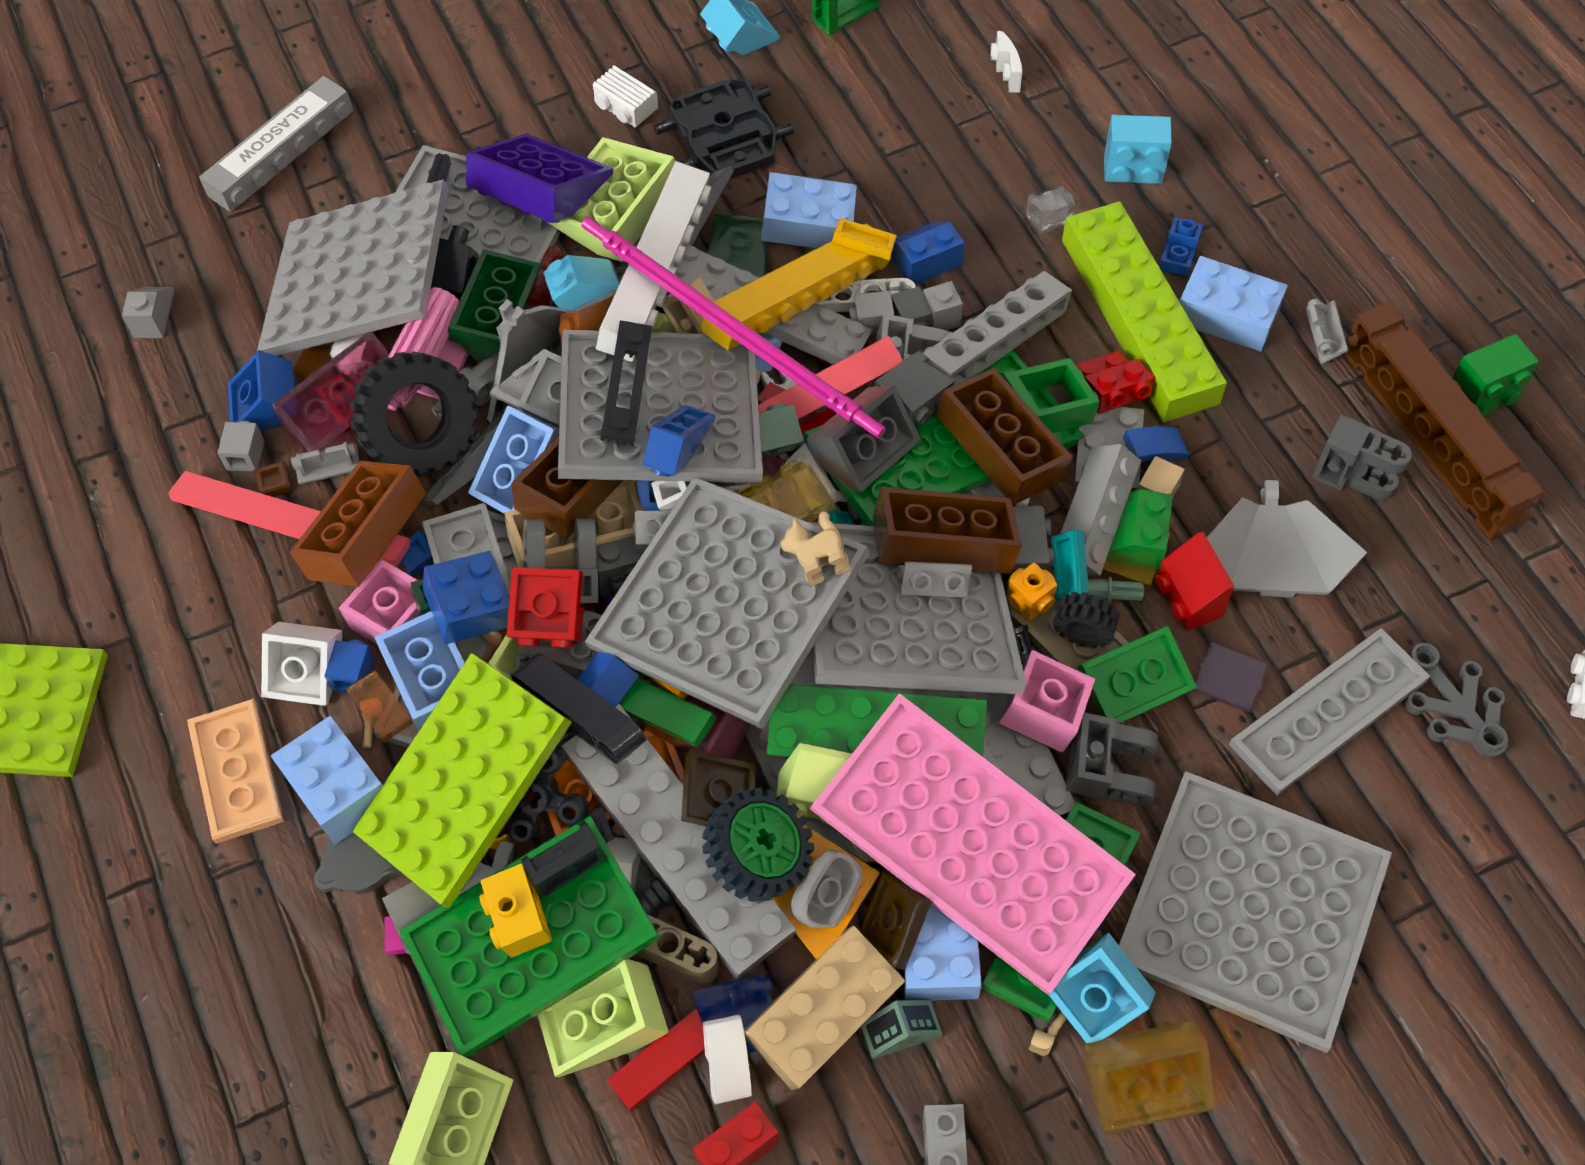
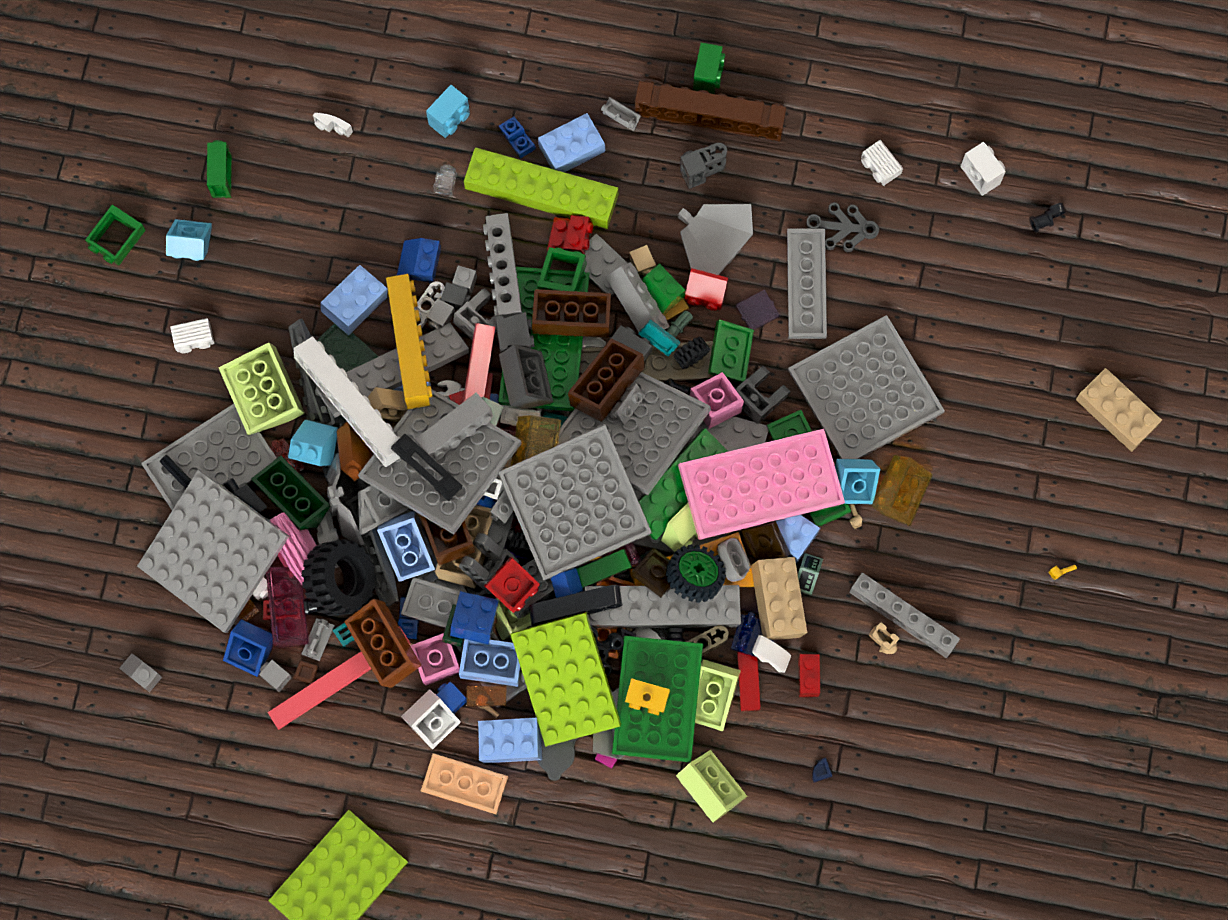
camera: 55 degrees left, 15 degrees up
(276, 144) = (73, 539): light grey brick -> none
(535, 176) = (222, 419): dark purple slope -> none
(565, 860) = (638, 659): black hinge -> none
(676, 440) = (477, 465): blue slope -> none
(713, 386) = (455, 427): none -> light grey brick
(732, 100) = (257, 314): black piece -> none
(736, 329) = (427, 396): dark pink axle -> none
(817, 551) = (592, 448): tan animal -> none
(864, 238) = (400, 288): yellow tile -> none
(1031, 591) = (657, 370): light orange brick -> none
(1155, 441) = (621, 245): blue slope -> none

